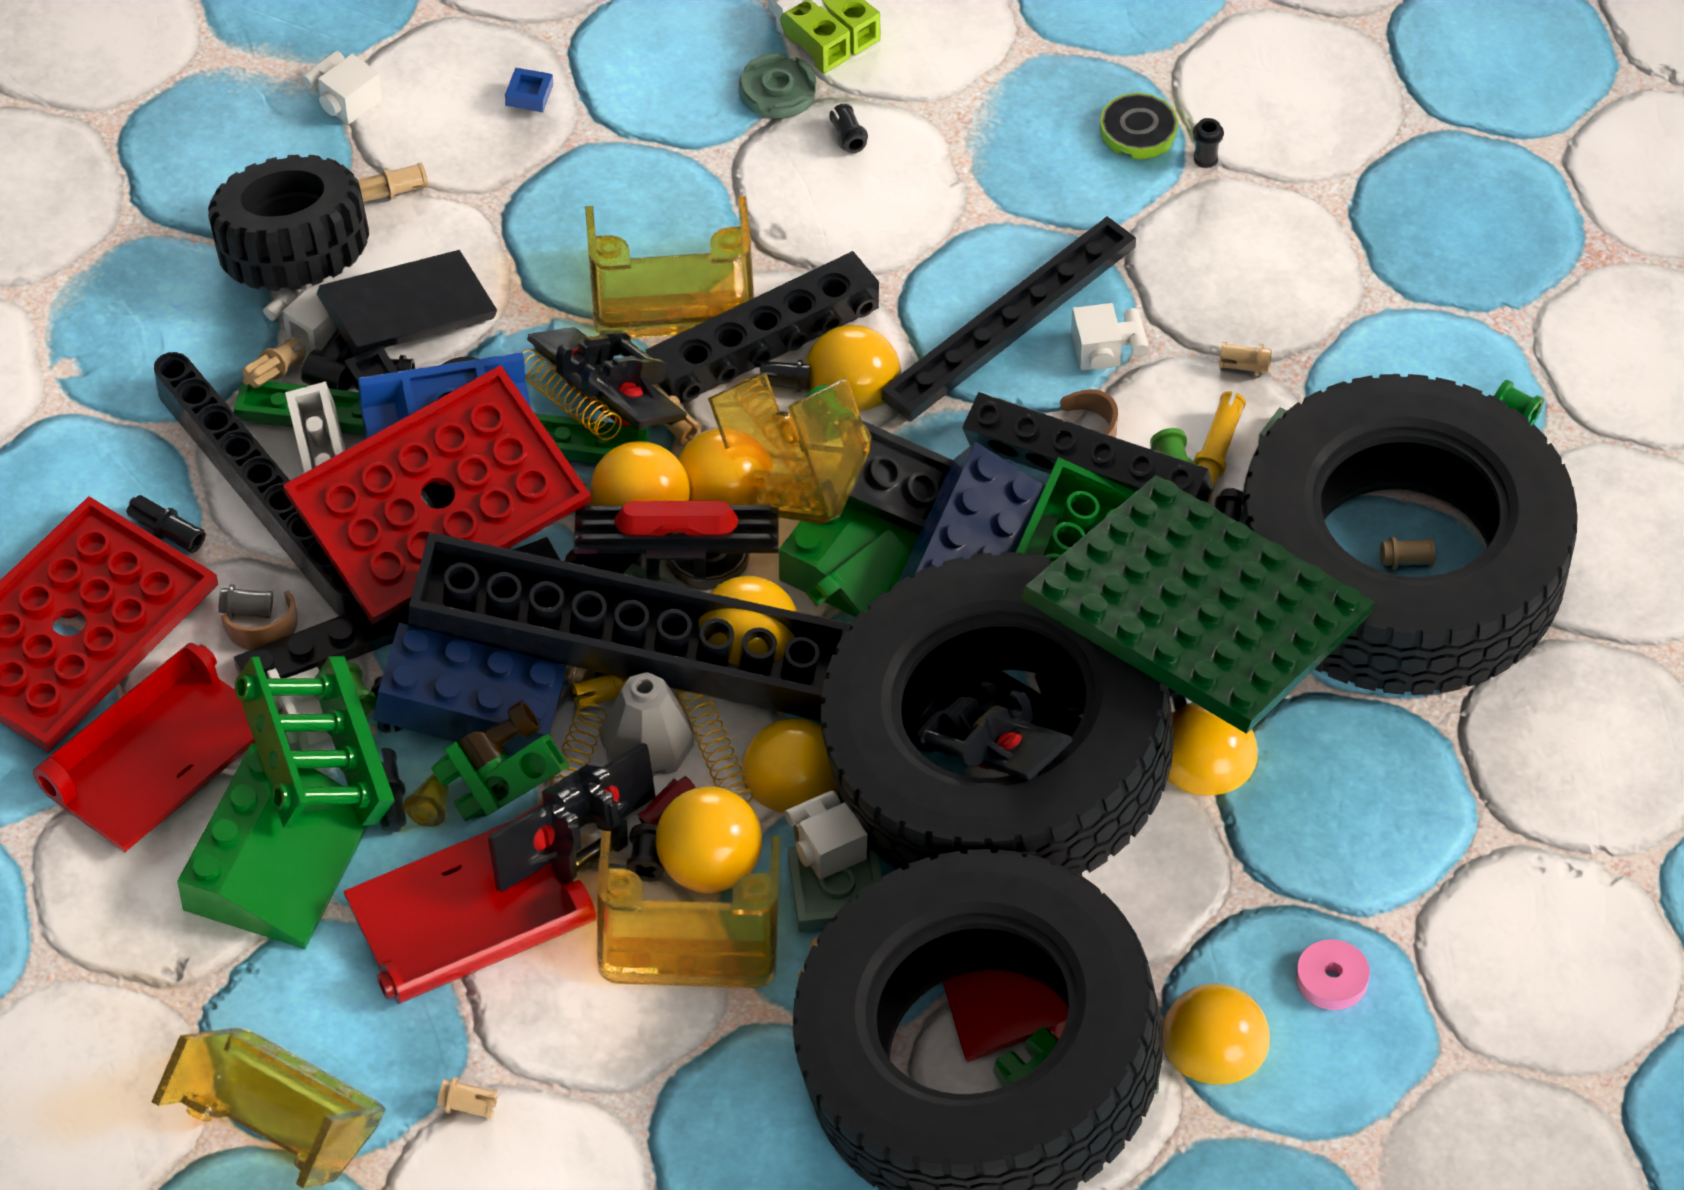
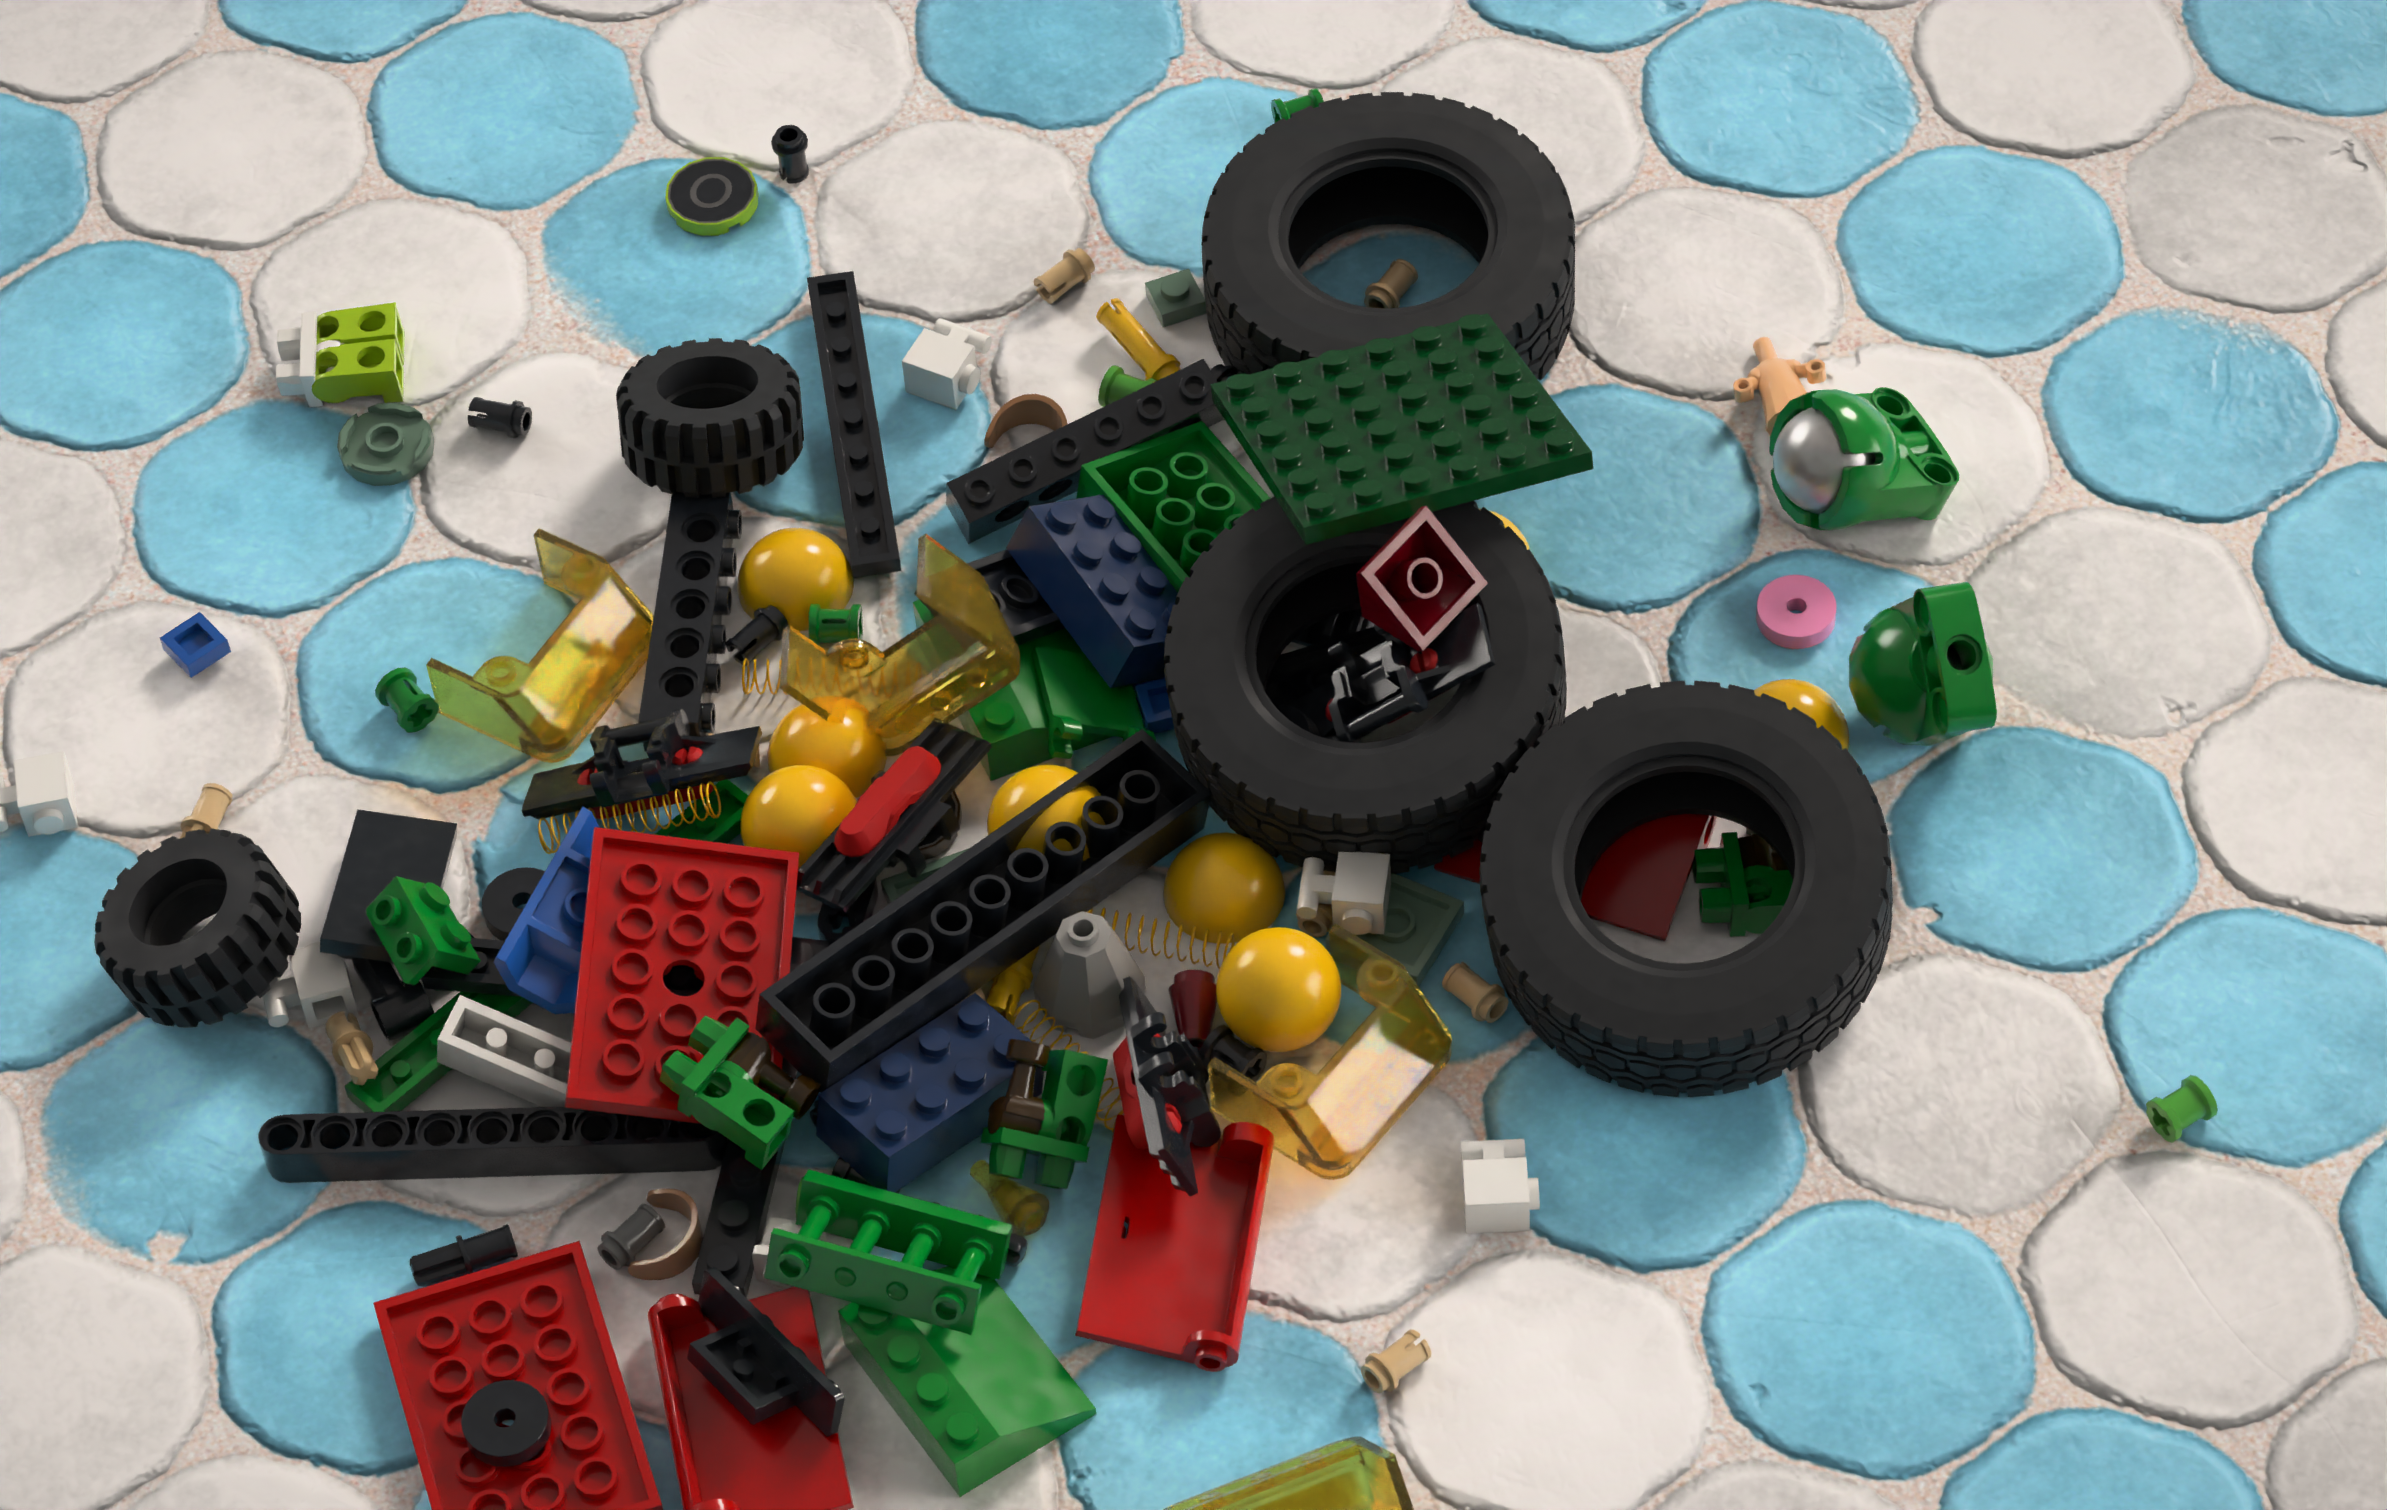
camera: 50 degrees left, 0 degrees up
(46, 635) = (509, 1444): none -> black piece
(179, 723) = (757, 1363): none -> black bracket
(366, 561) = (725, 1089): none -> green hips
(369, 332) = (420, 930): none -> green bracket
(572, 222) = (406, 699): none -> green bush
(656, 1077) = (1497, 1186): none -> white brick
(923, 231) = (710, 417): none -> black tyre
(1052, 685) = (1417, 582): none -> dark red slope
(1317, 1079) = (1925, 668): none -> green piece
(1492, 927) = (1857, 460): none -> green piece
(1522, 851) = (1776, 380): none -> light nougat piece

